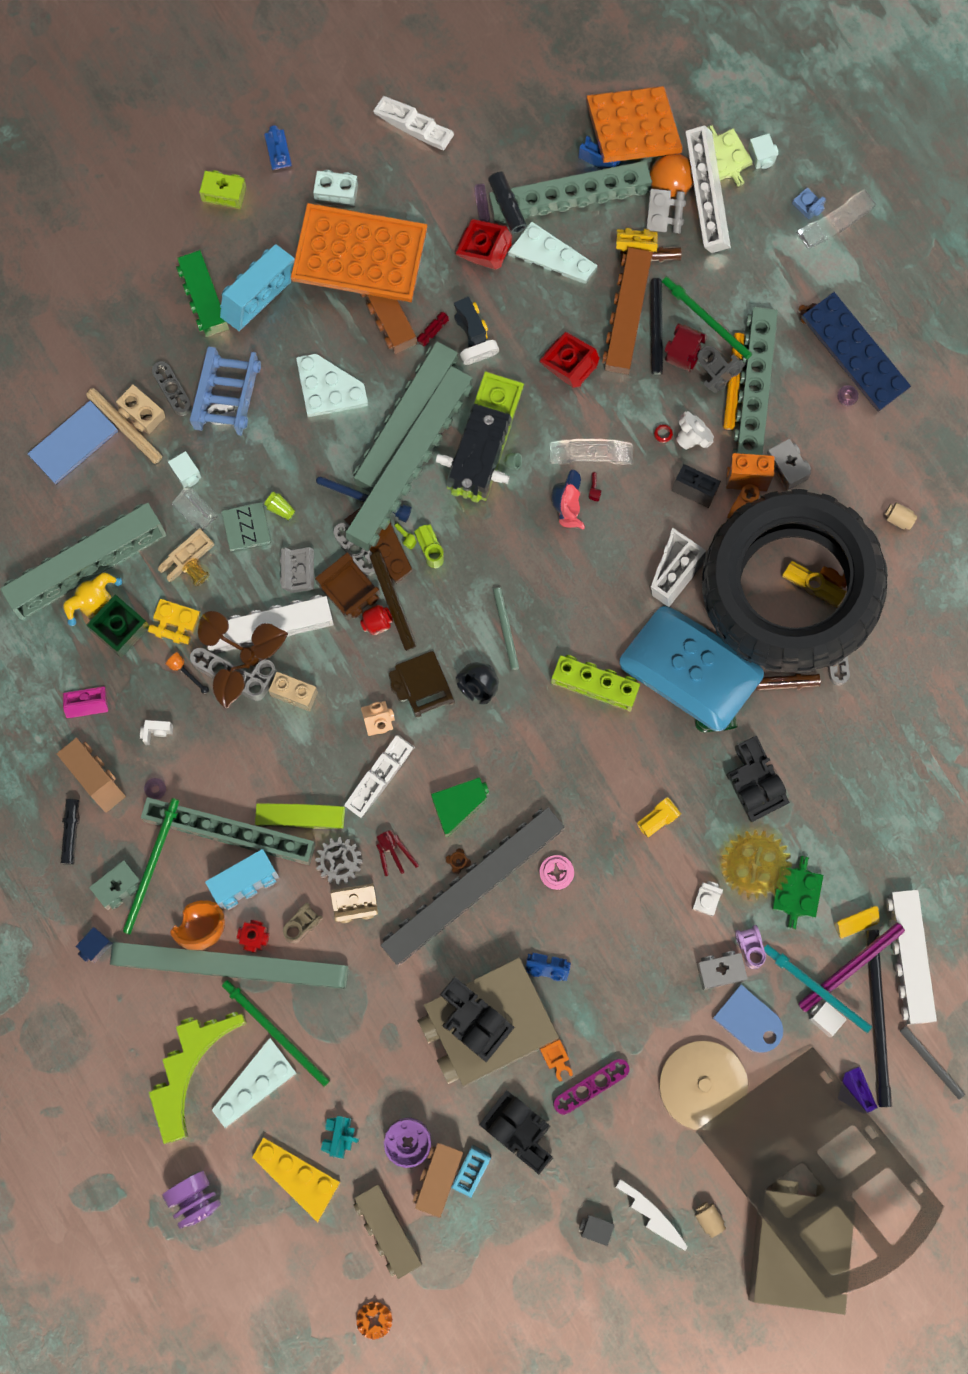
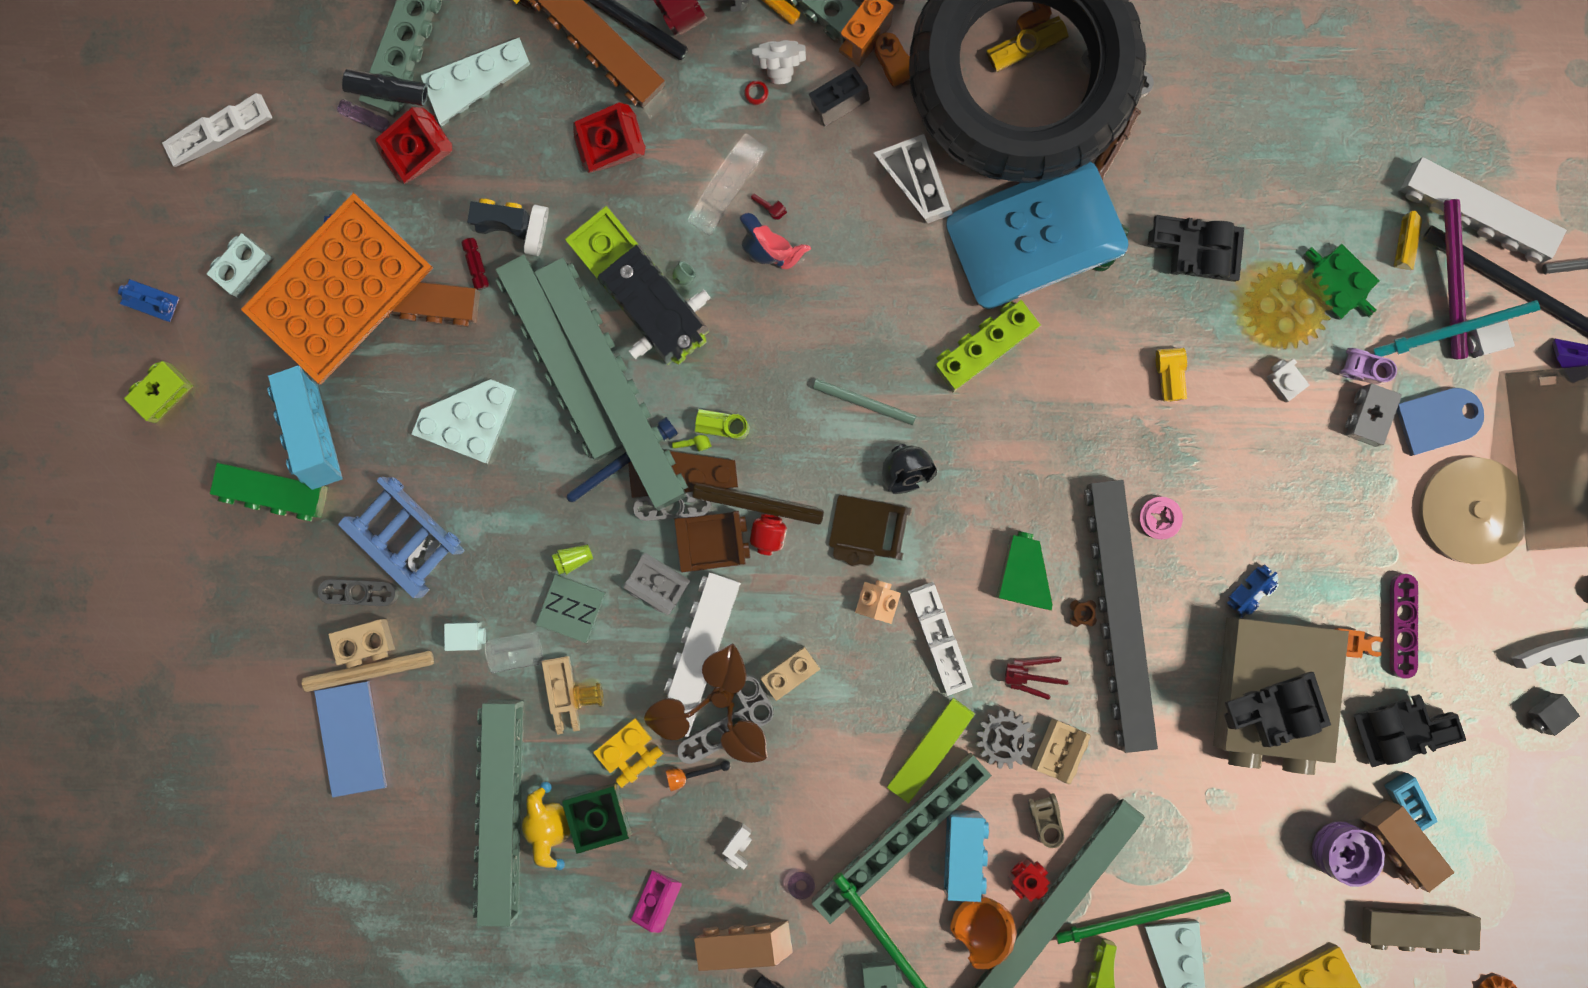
camera: 50 degrees left, 10 degrees up
(341, 1139) = (1298, 915): teal hips -> none

